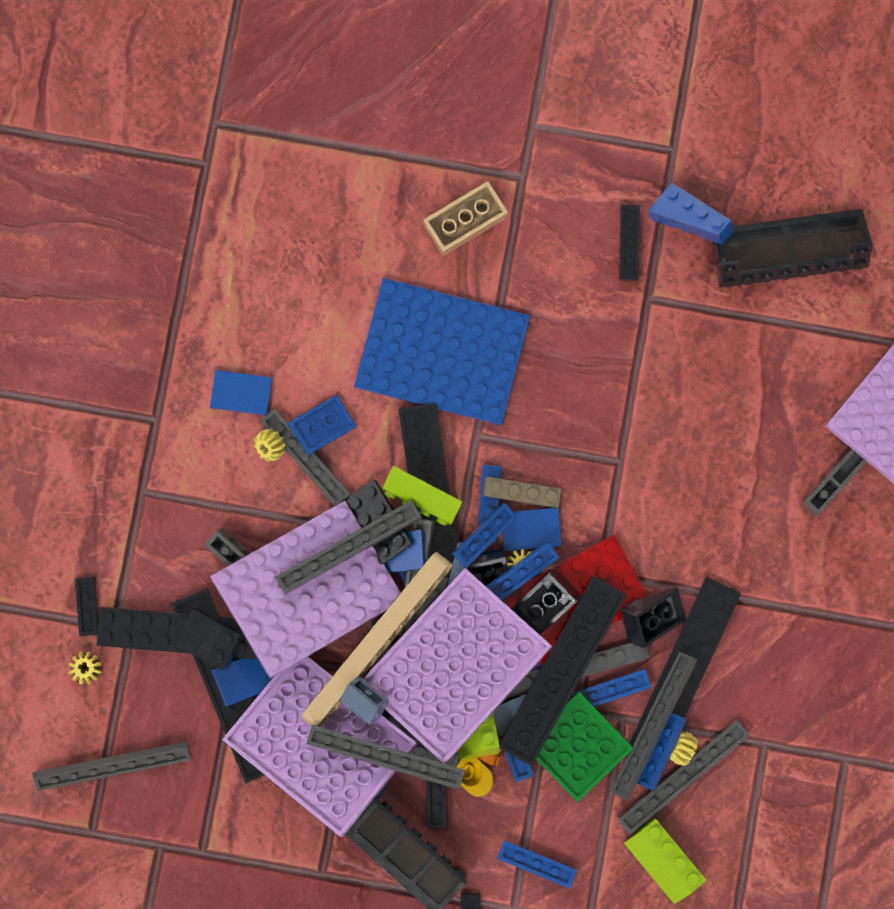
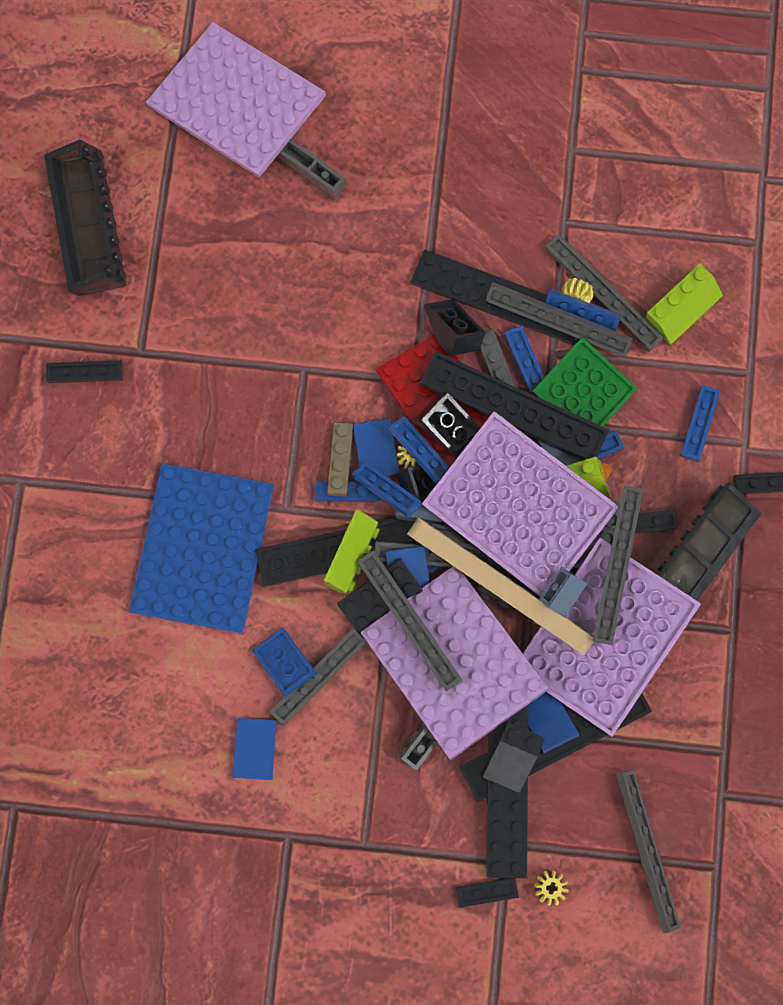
camera: 90 degrees left, 5 degrees down
(269, 445) = (308, 713): light yellow gear -> none
(465, 218) = (64, 532): tan brick -> none
(477, 777) = (622, 478): yellow piece -> none
(685, 212) = (52, 316): blue wedge -> none

